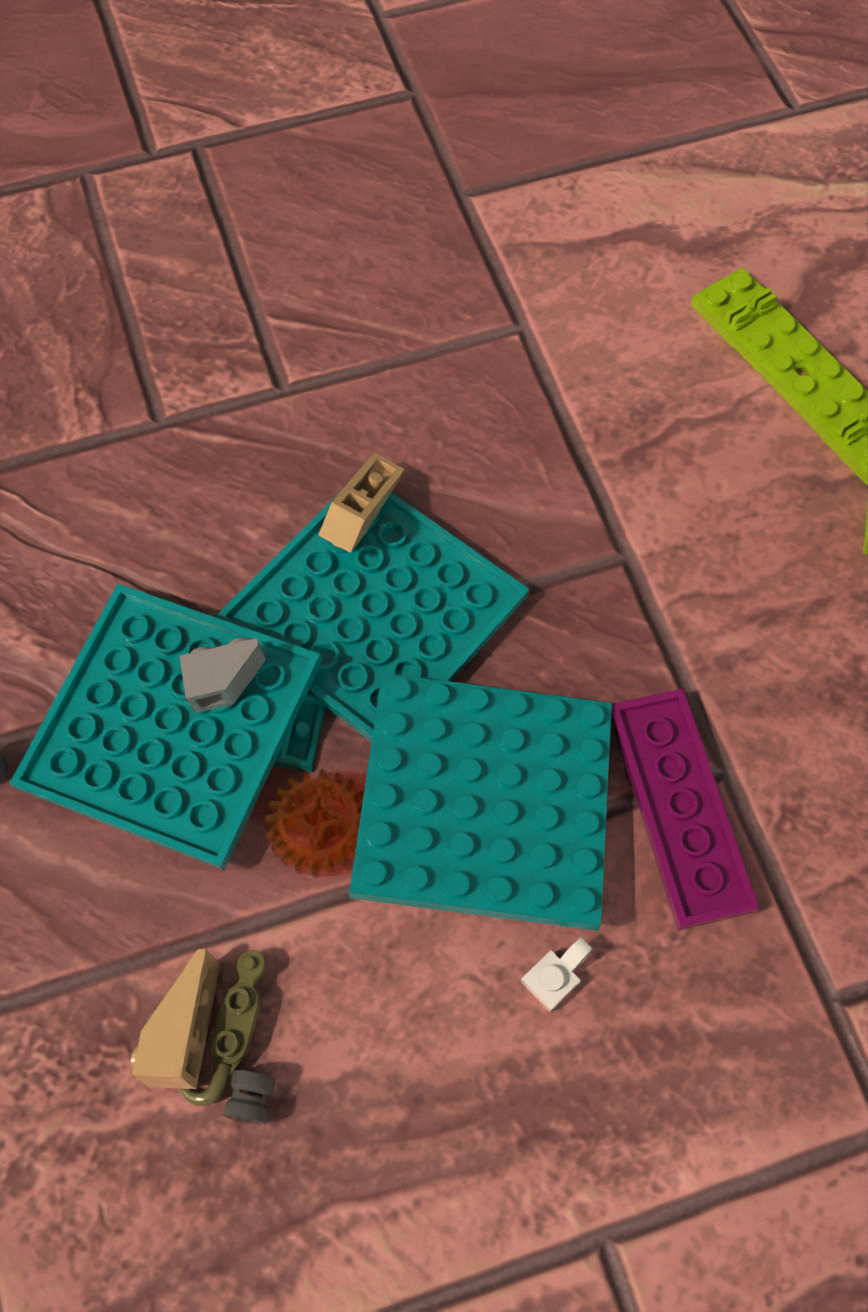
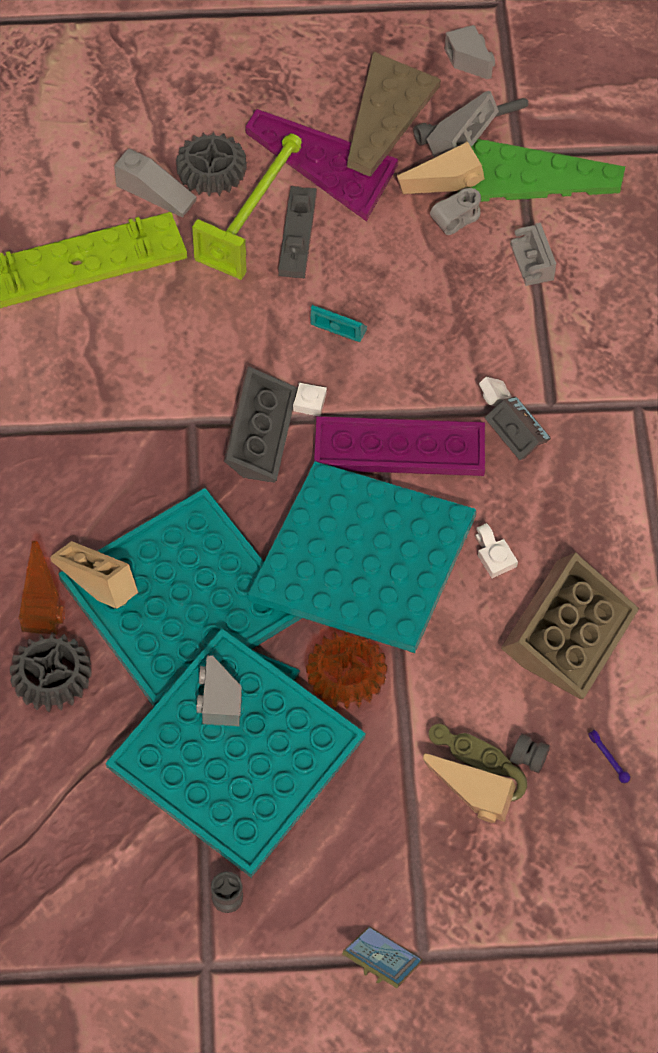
camera: 75 degrees left, 5 degrees down
(243, 513) = (56, 686): none -> dark grey gear
(250, 1246) = (624, 777): none -> dark purple hinge
(327, 463) = (40, 600): none -> clear orange slope
(466, 1112) = (570, 626): none -> dark tan slope
(646, 627) = (260, 426): none -> dark grey slope
(712, 678) = (309, 399): none -> white plate
(771, 957) = (517, 427): none -> dark grey panel
(813, 919) = (494, 391): none -> white plate
(845, 680) = (337, 324): none -> teal slope

